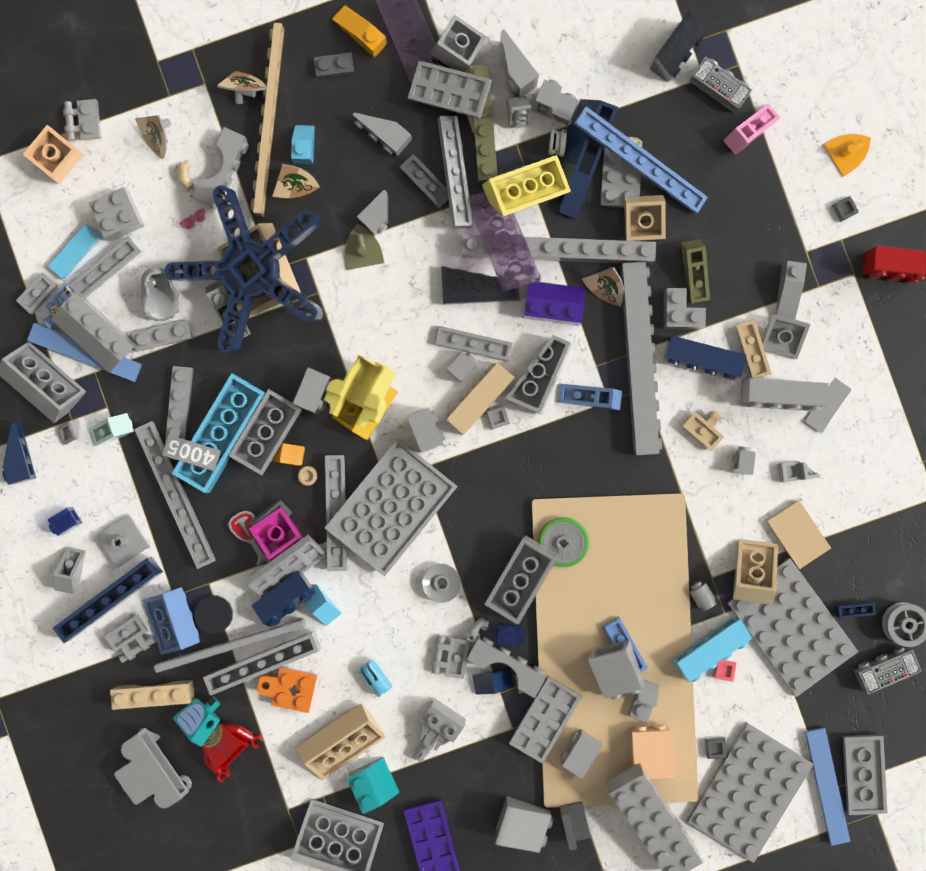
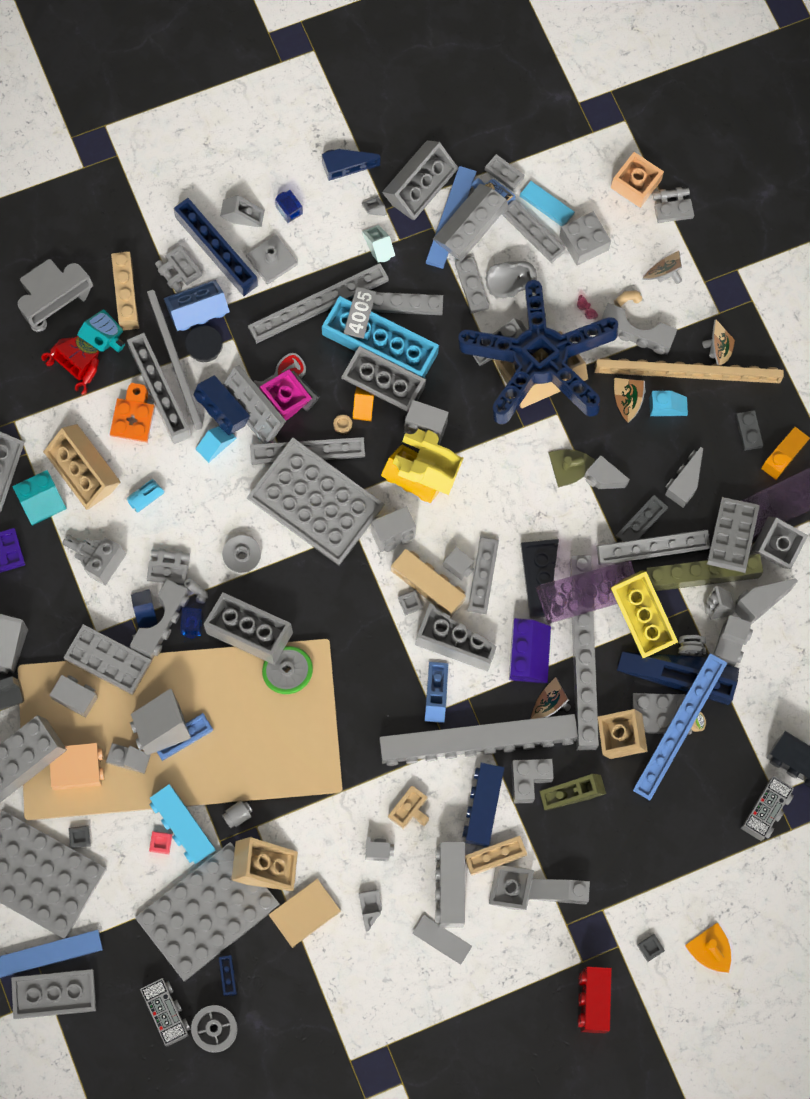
camera: 80 degrees right, 15 degrees down
(751, 129) = (725, 842): bright pink slope -> none

